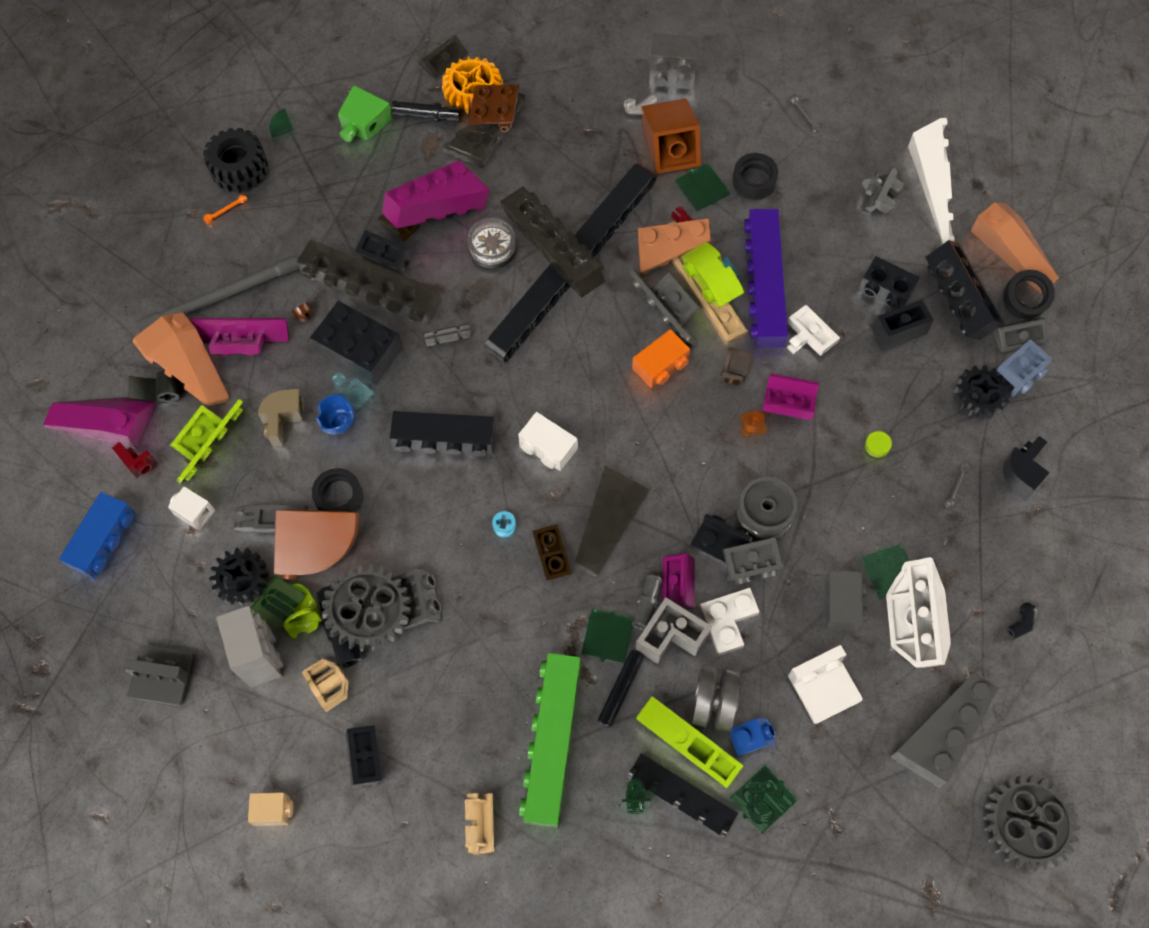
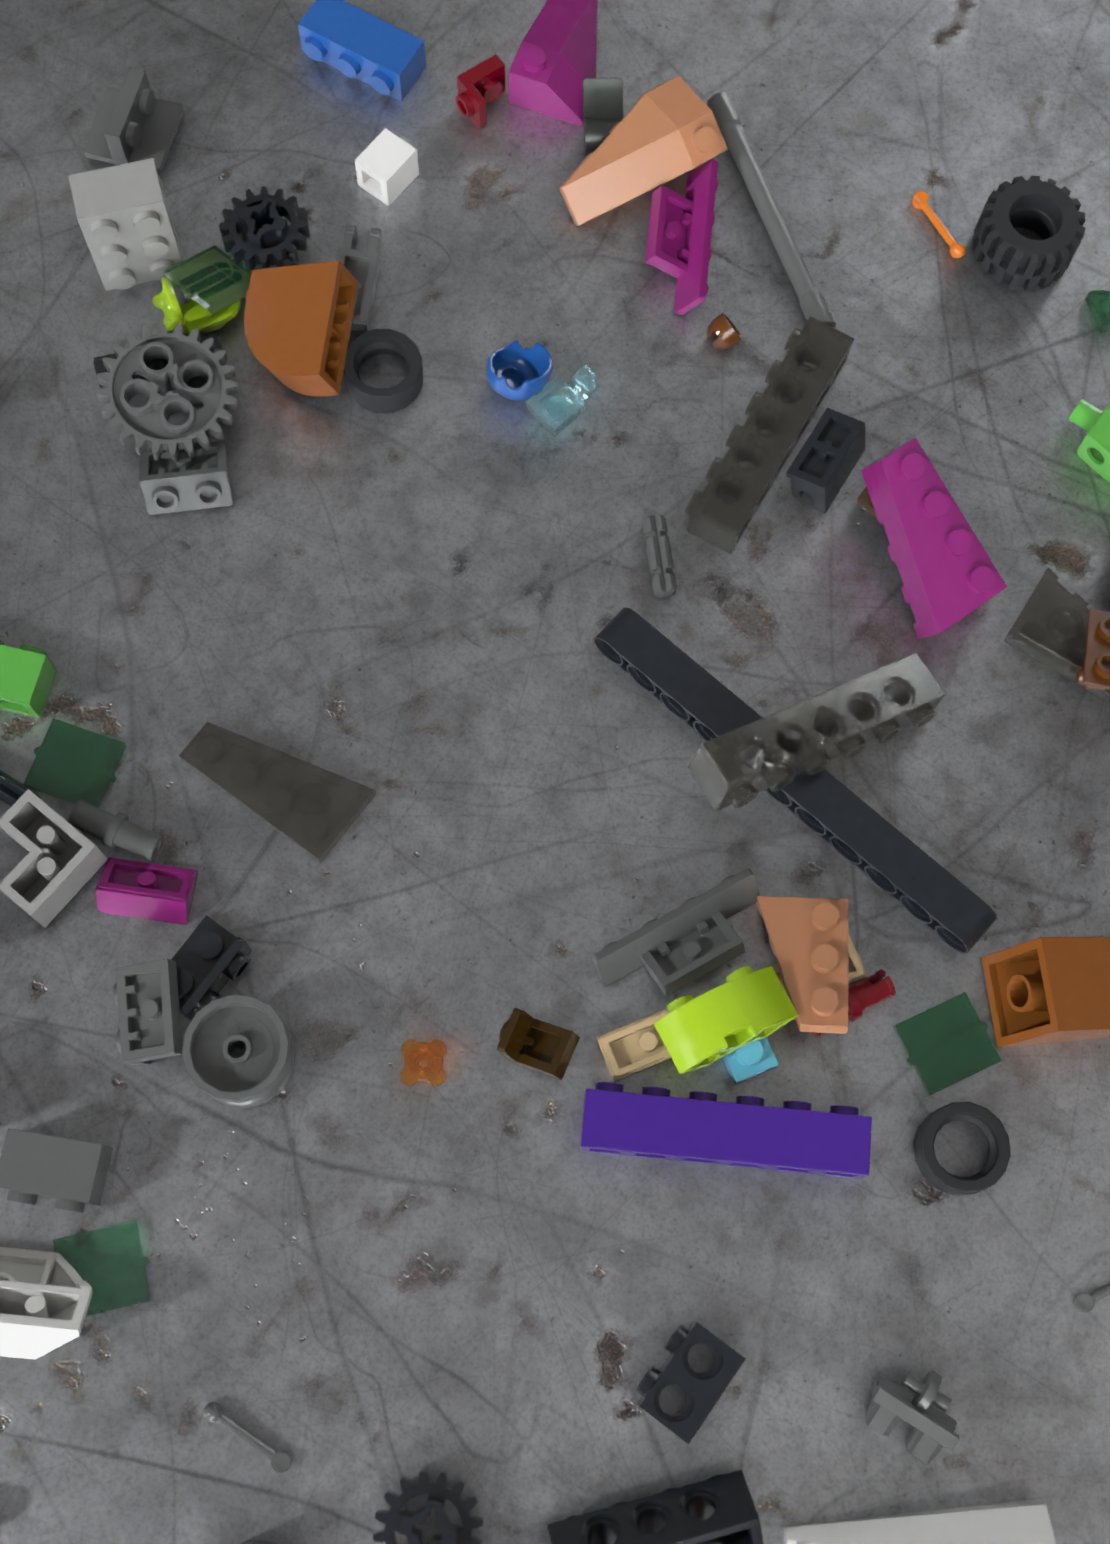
camera: 90 degrees right, 5 degrees up
(198, 435) = (511, 177): lime bracket -> none
(280, 408) = (538, 285): dark tan brick -> none
(327, 683) = (69, 333): tan piece -> none
(356, 342) = (651, 407): black brick -> none
(442, 433) = (467, 533): black brick -> none
(491, 242) = (835, 637): clear piece -> none
(498, 518) = (308, 613): medium azure bush -> none
(547, 442) = (428, 697): white brick -> none
(551, 552) = (232, 690): dark brown slope -> none
(661, 359) = (567, 910): orange brick -> none
(723, 615) = (74, 955): white plate -> none
(790, 396) = (460, 1137): magenta bracket -> none
(811, 331) = (601, 1203): white plate -> none
(878, 444) = (351, 1294): lime tile -> none
(902, 324) = (588, 1387): black brick -> none

